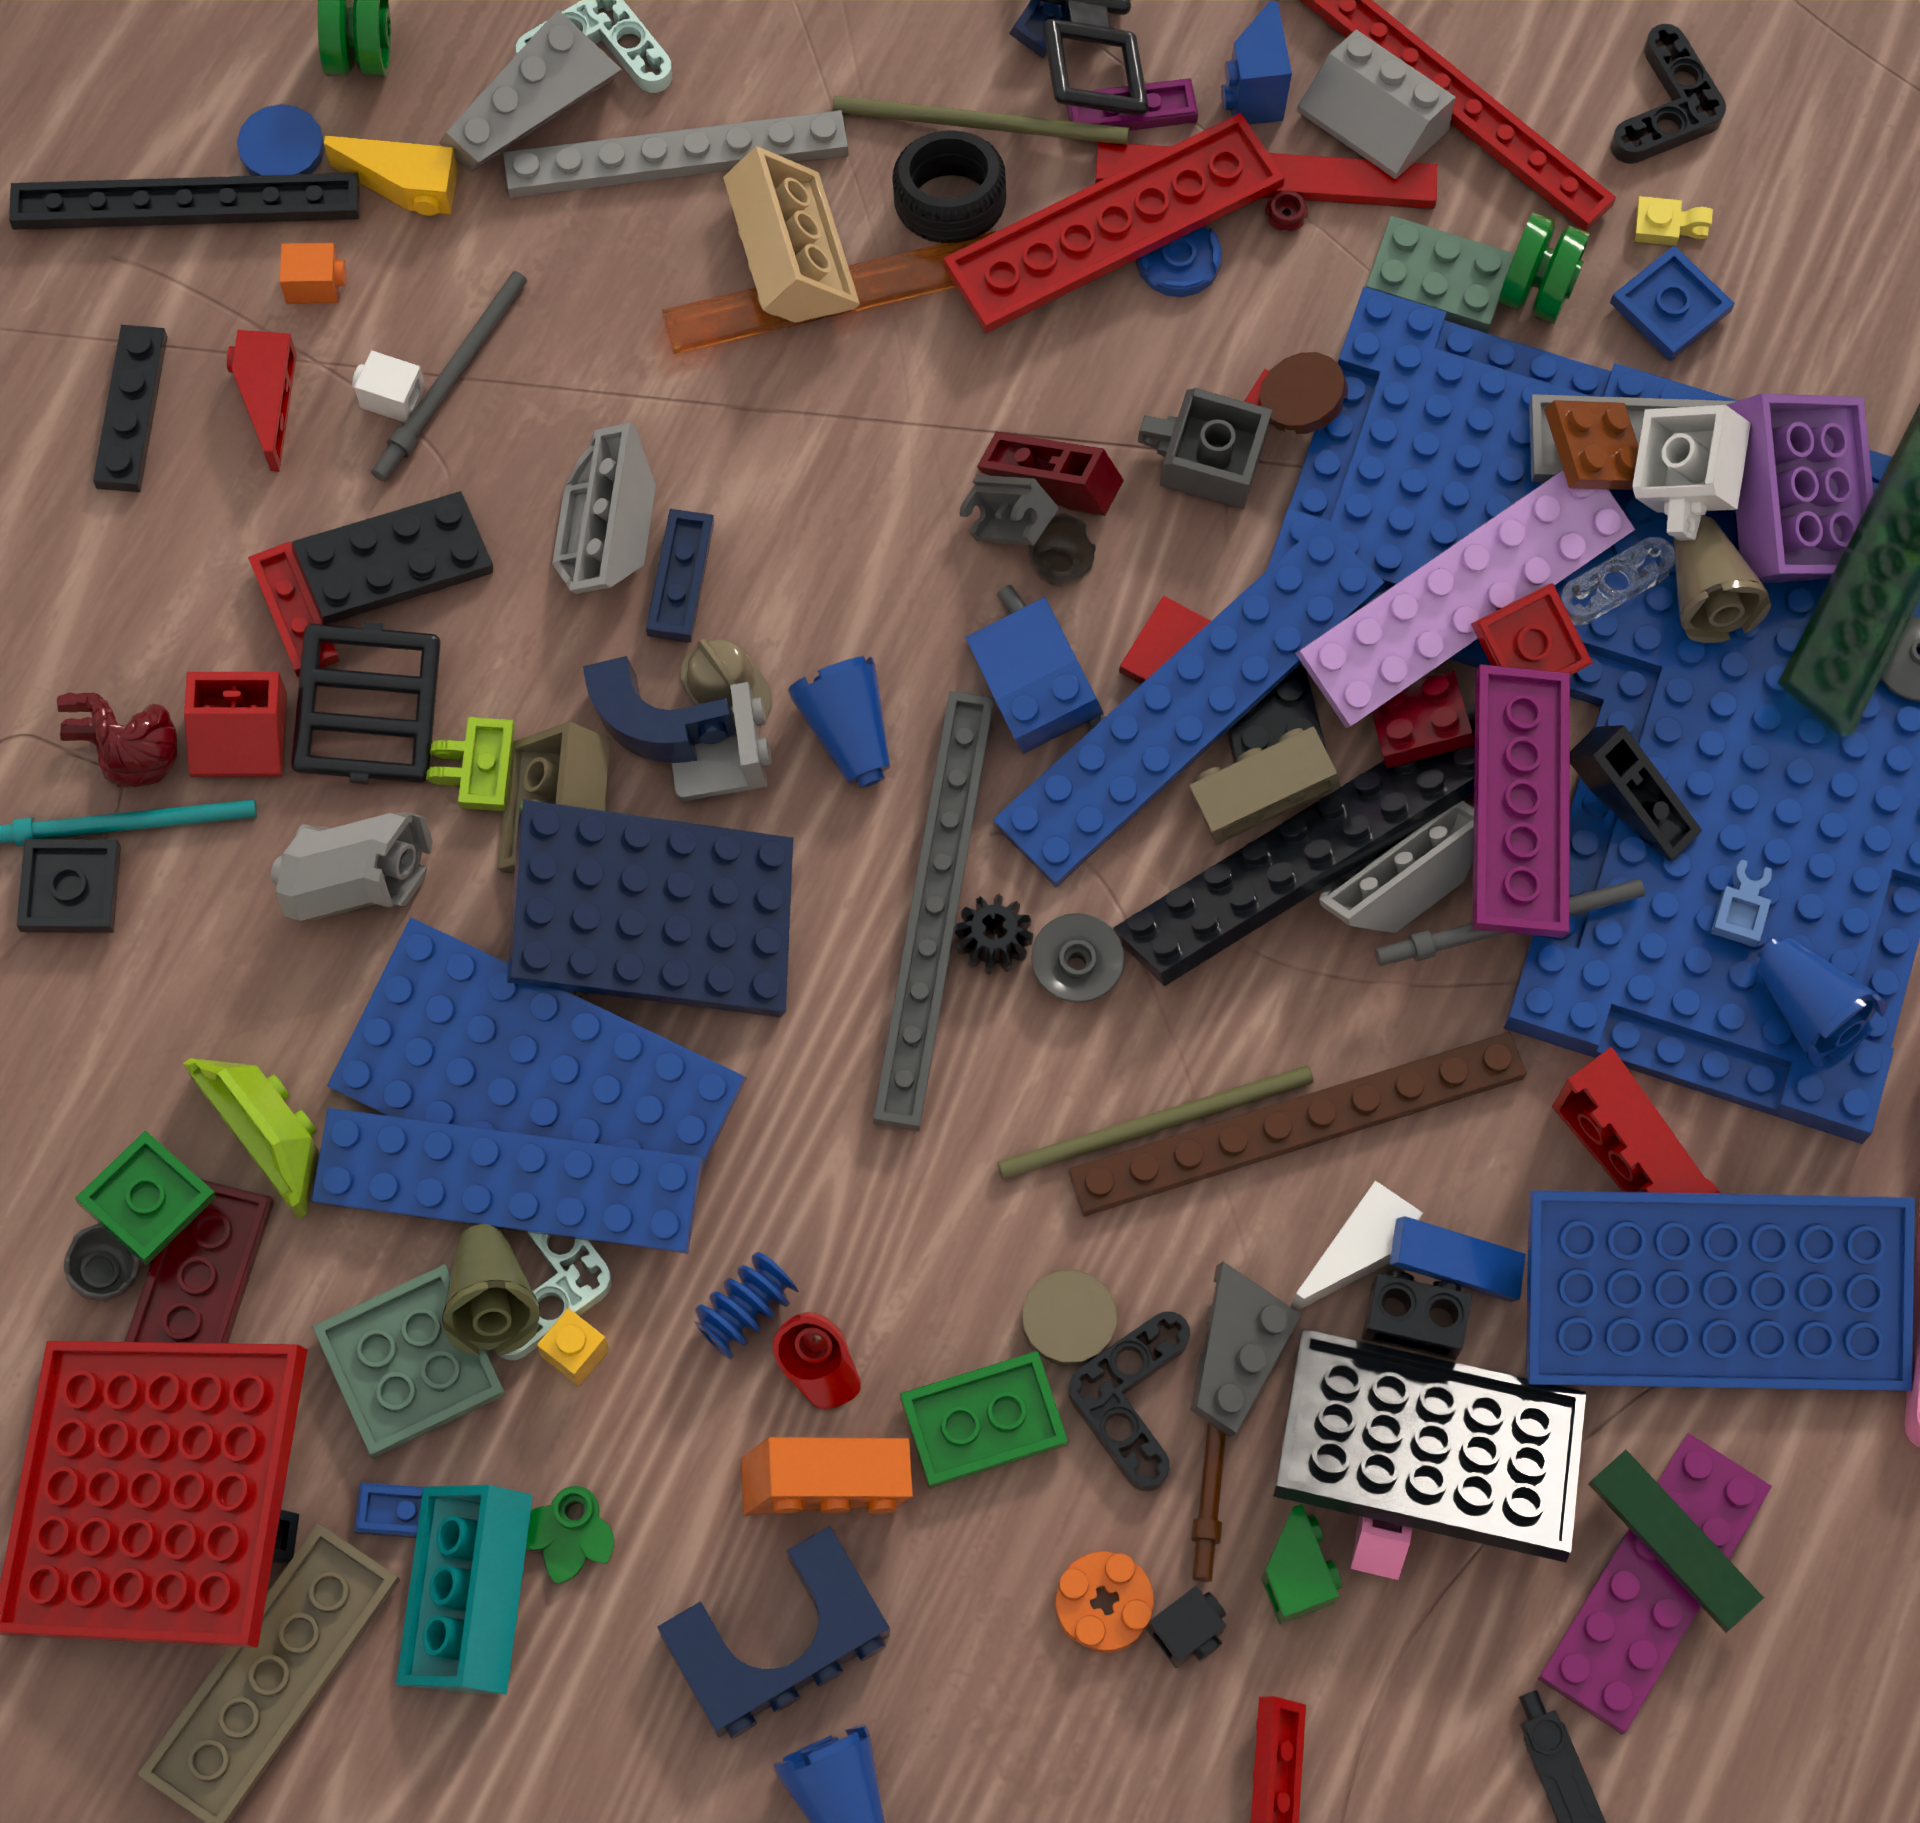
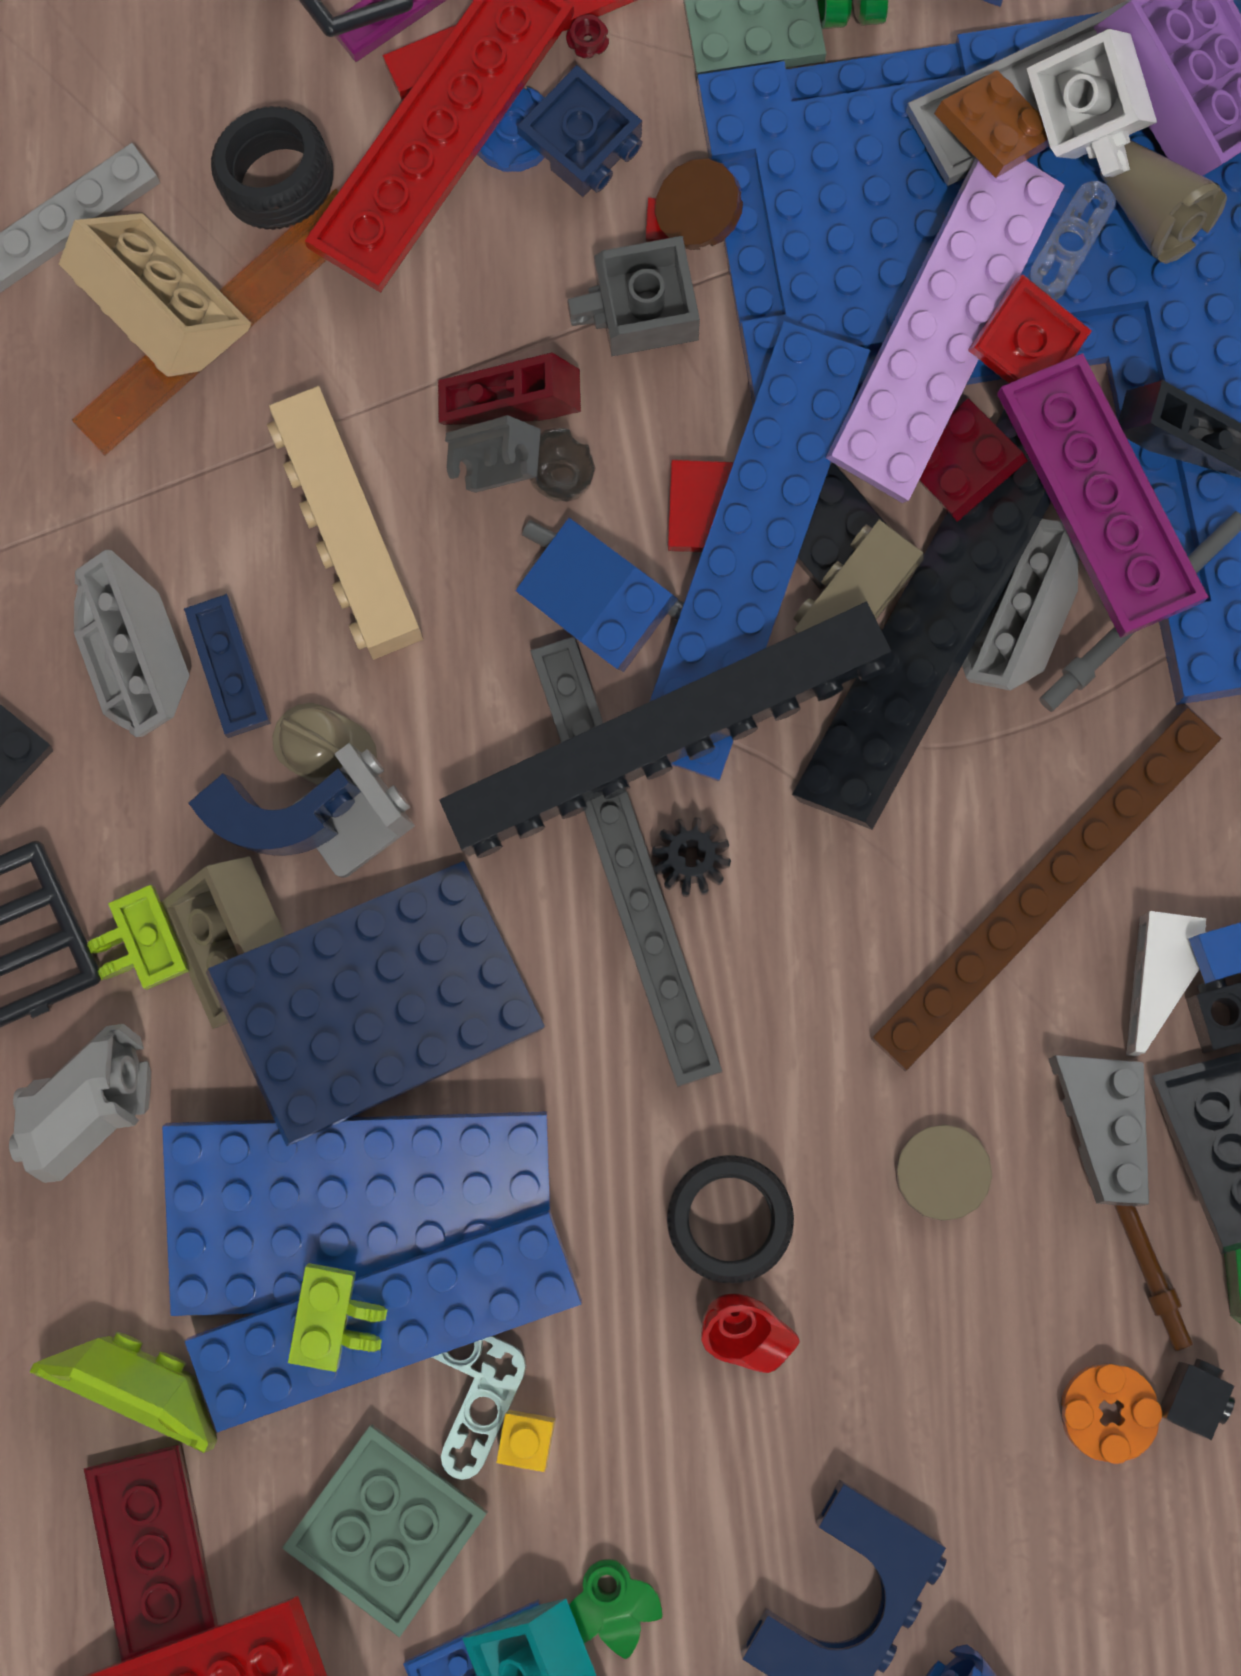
camera: 20 degrees left, 10 degrees up
(99, 1264) = (58, 1594): dark grey hair -> none
(145, 1197) = (66, 1519): green tile -> none
(458, 1143) = (323, 1319): none -> lime hinge
(488, 1295) = (425, 1437): olive cone -> none
(743, 1303) = (656, 1320): blue piece -> none
(826, 1475) = (815, 1438): orange wedge -> none
(846, 1206) = (780, 1209): none -> black tyre
(847, 509) = (345, 522): none -> tan brick
(847, 718) = (454, 725): blue cone -> none
(981, 120) = (264, 88): olive piece -> none
(983, 1419) = (920, 1307): green plate -> none
(1028, 811) = (667, 730): none -> black brick
(1082, 938) = (780, 817): dark grey dish -> none
(1113, 1402) = (1021, 1228): black beam -> none
(1155, 1122) = (922, 953): olive piece -> none
(1236, 286) = (582, 132): none -> dark blue plate

